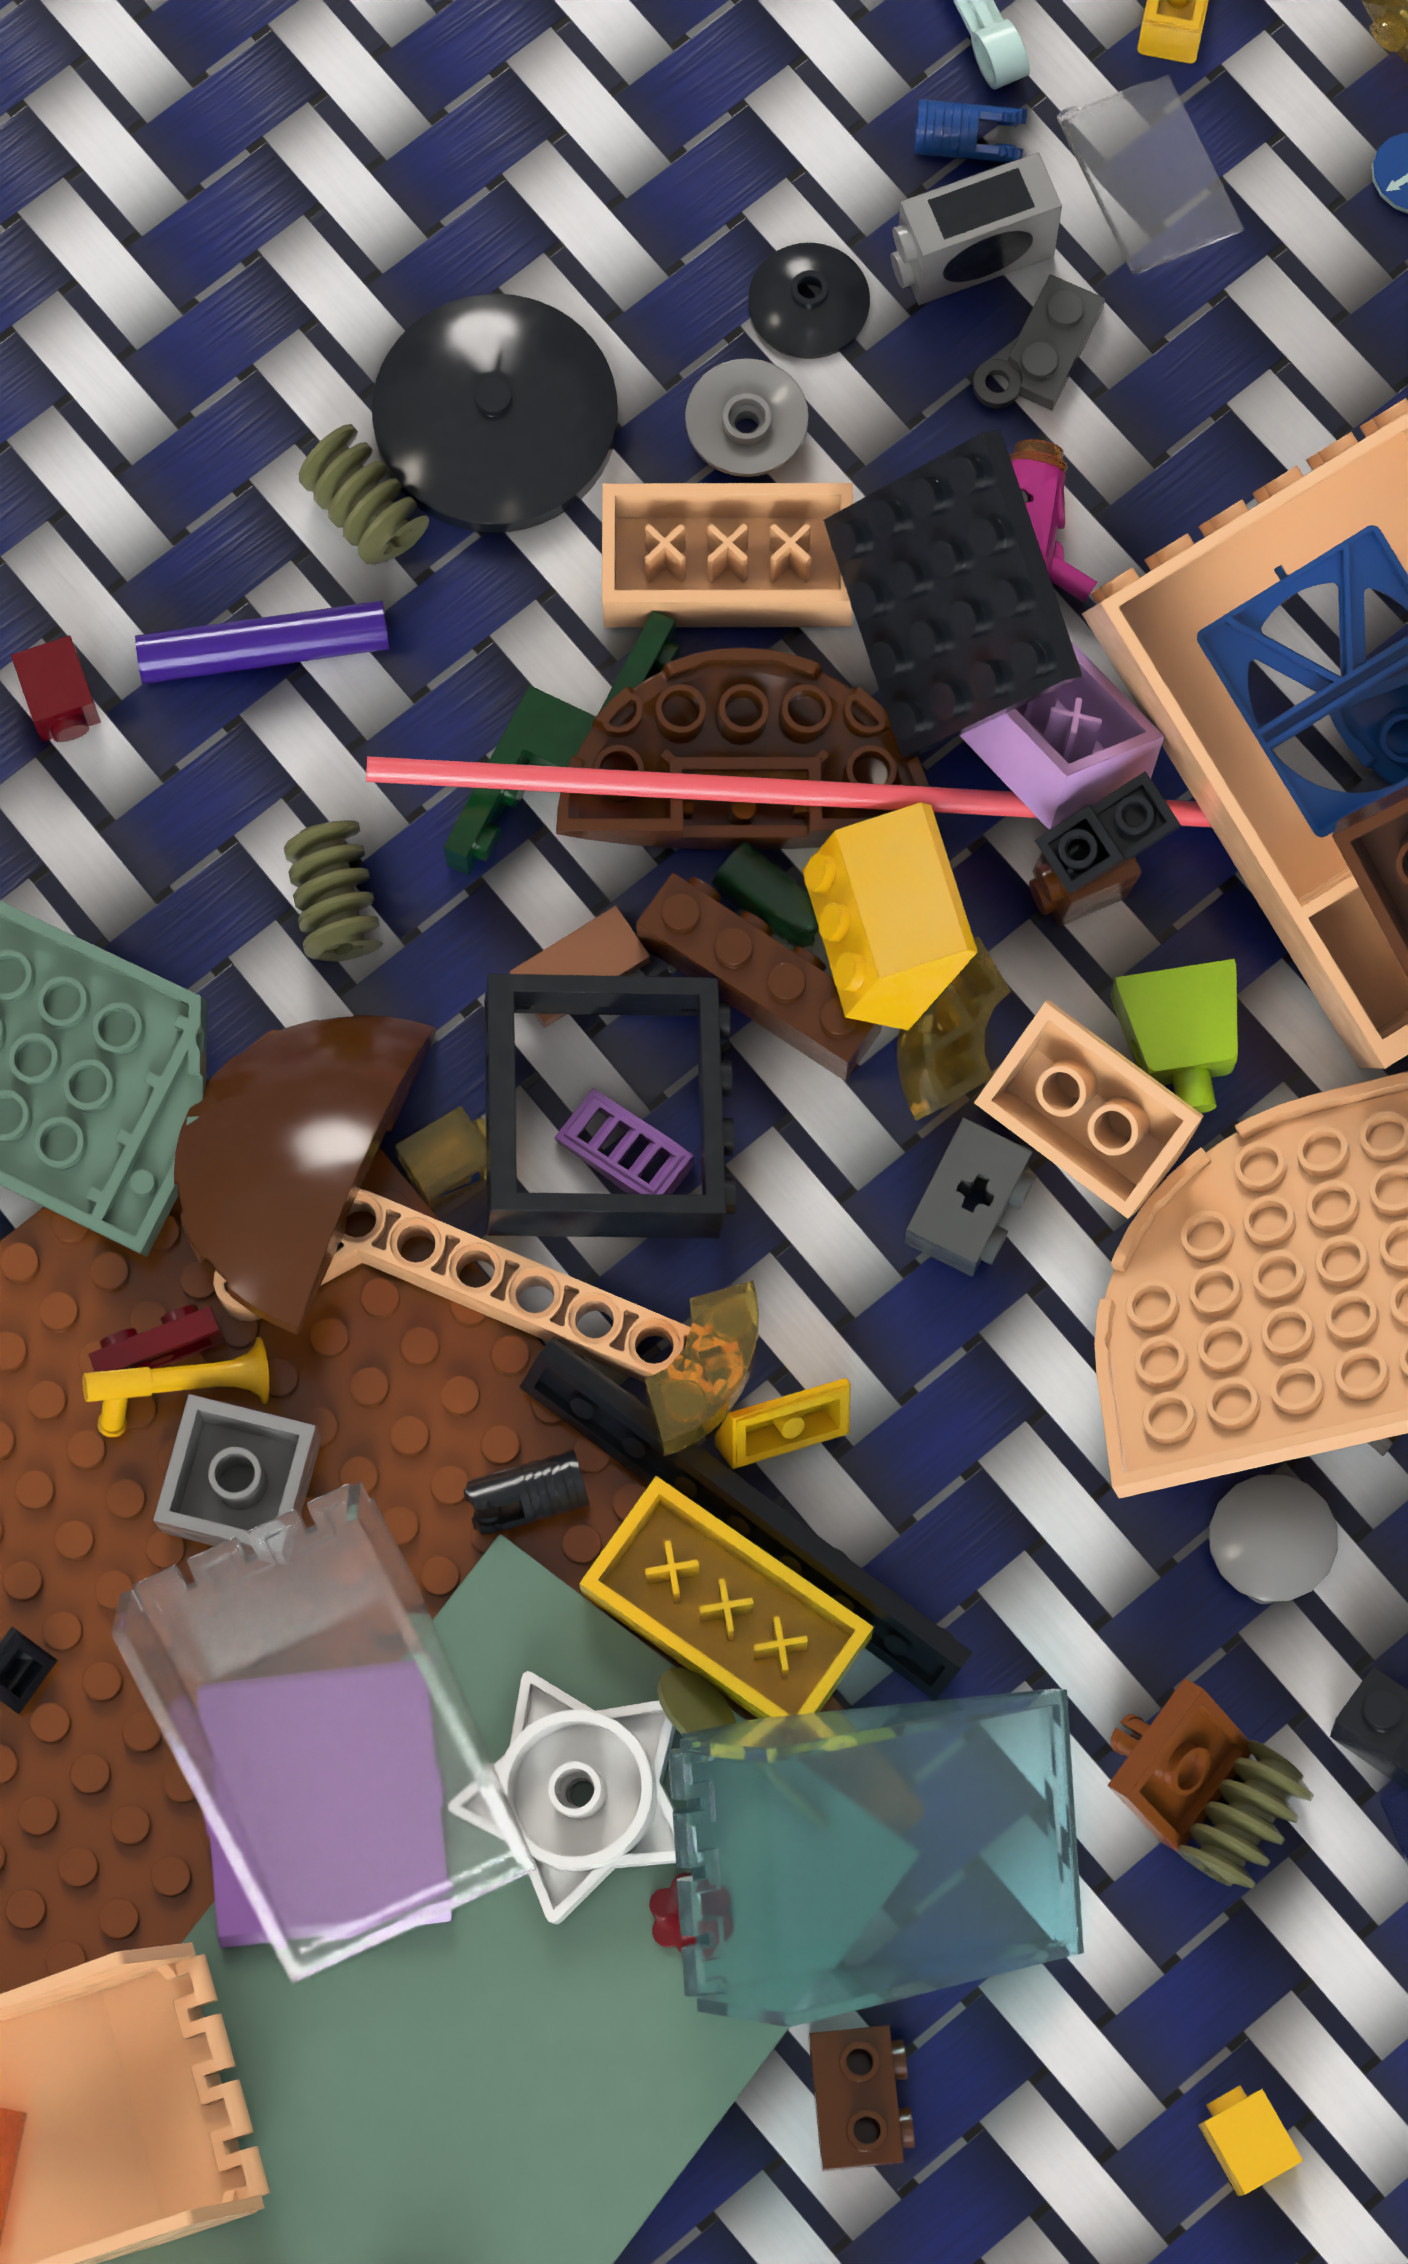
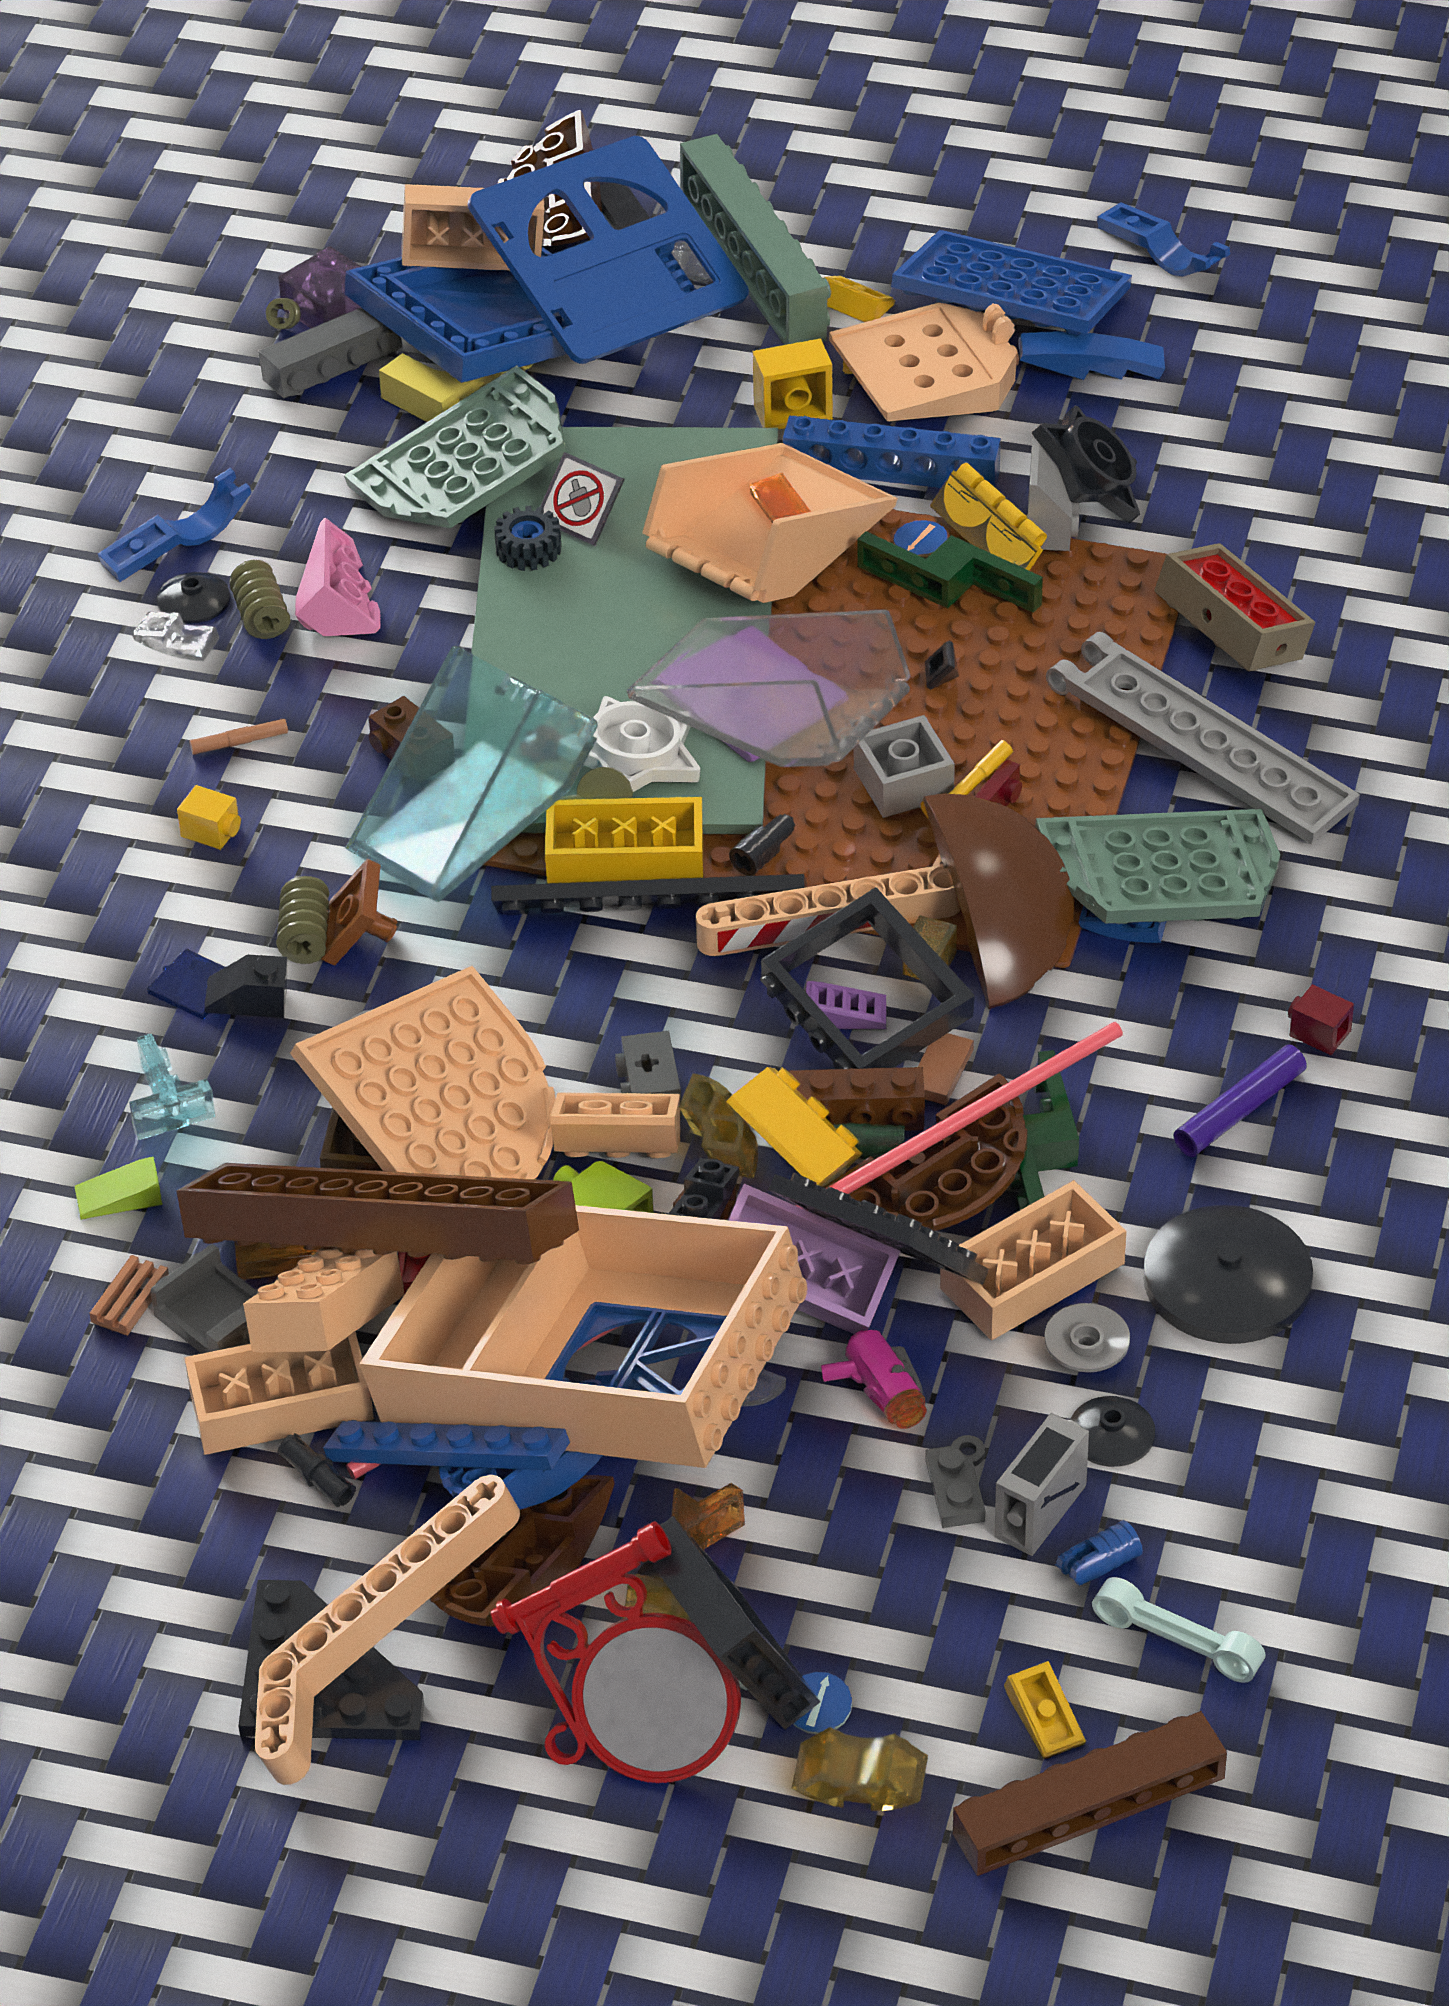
camera: 145 degrees right, 30 degrees down
(328, 892) = (1089, 1012): olive piece -> none
(357, 499) = (1255, 1182): olive piece -> none
(709, 1371) = (715, 896): clear yellow brick -> none
(785, 1424) = (662, 934): yellow slope -> none
(1149, 174) = (977, 1609): clear piece -> none

